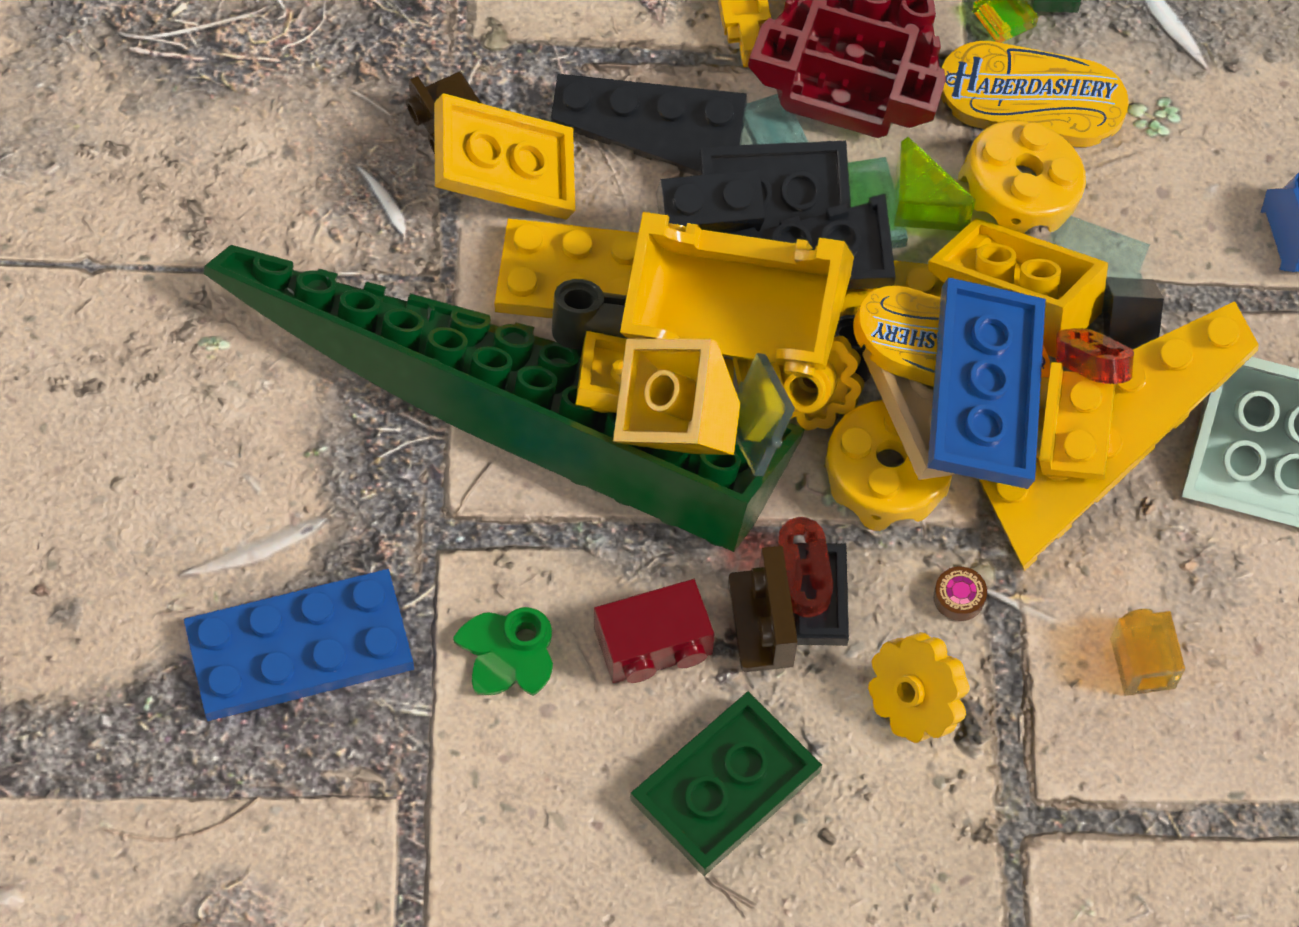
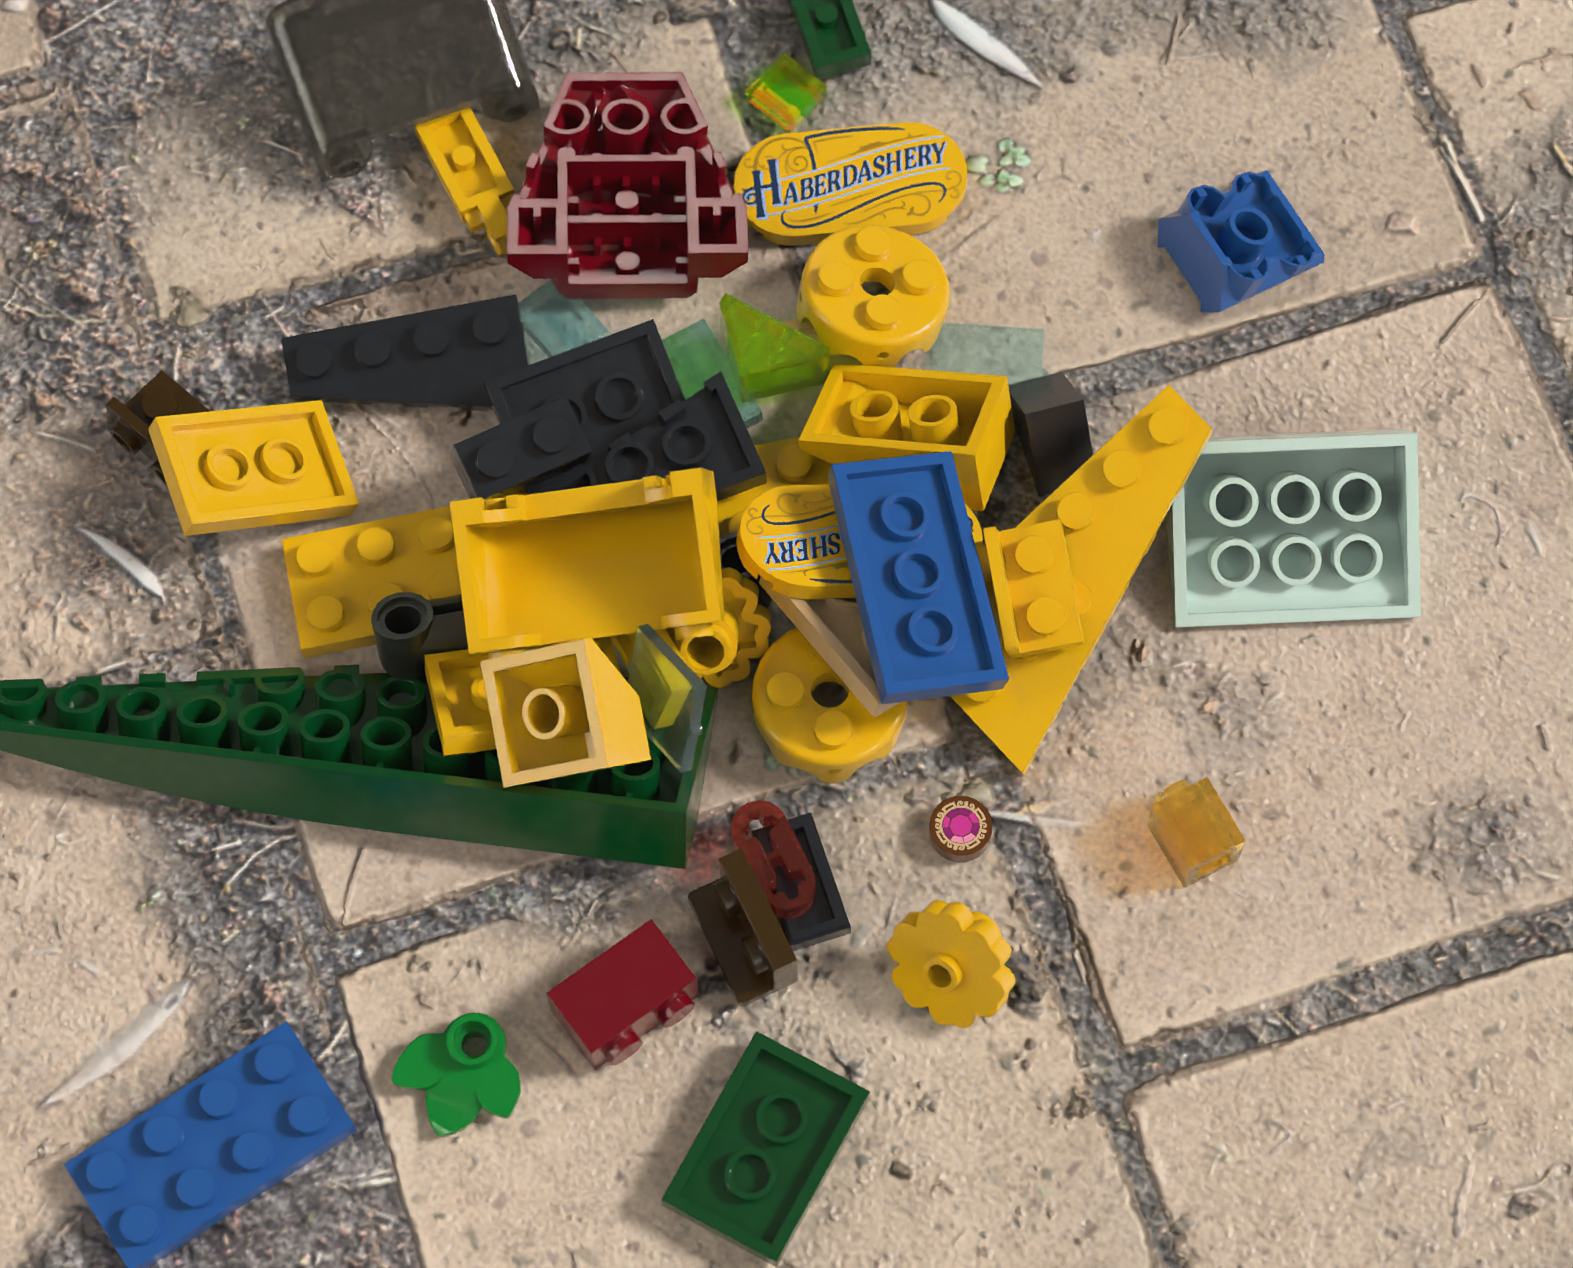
camera: 15 degrees left, 5 degrees up
(1094, 355) = (1028, 501): clear red beam -> none

